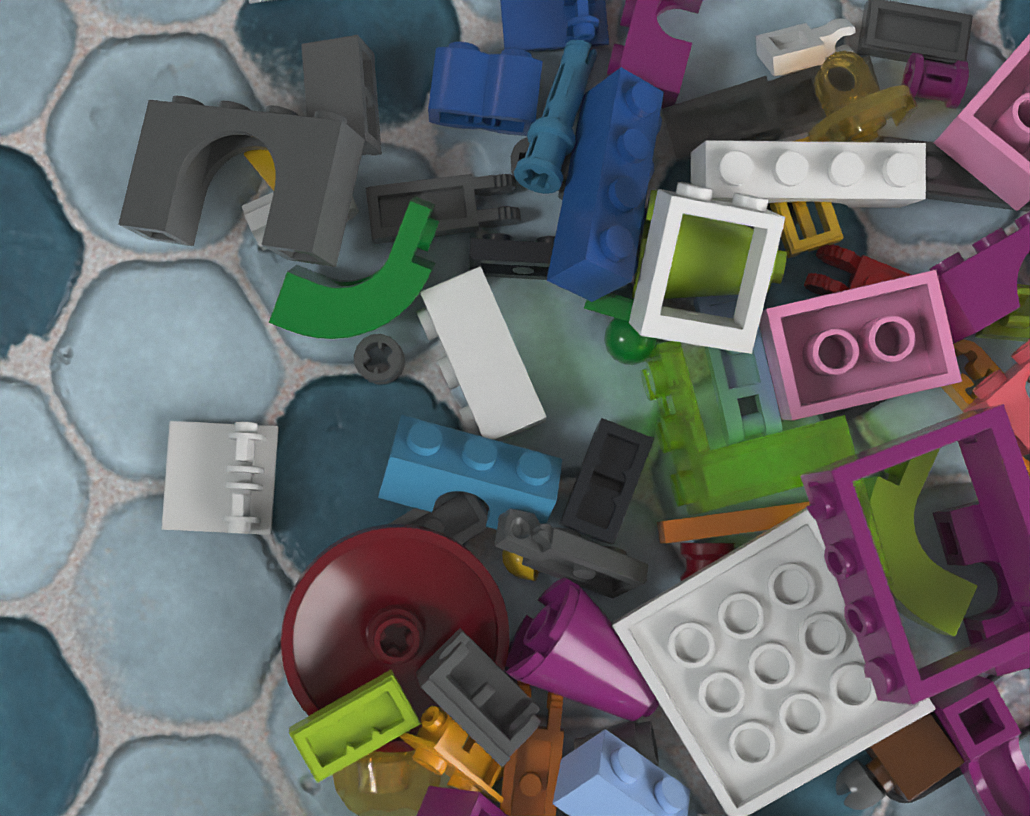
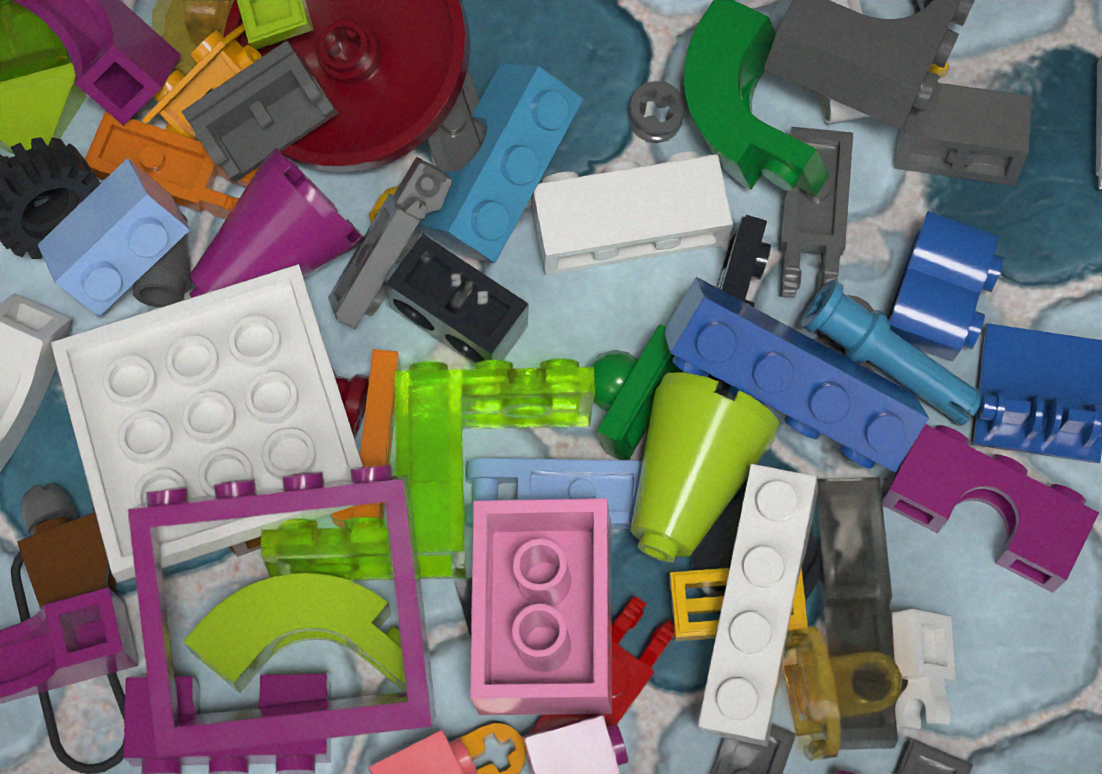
camera: 100 degrees right, 10 degrees down
(697, 328) = (606, 414): white window -> none

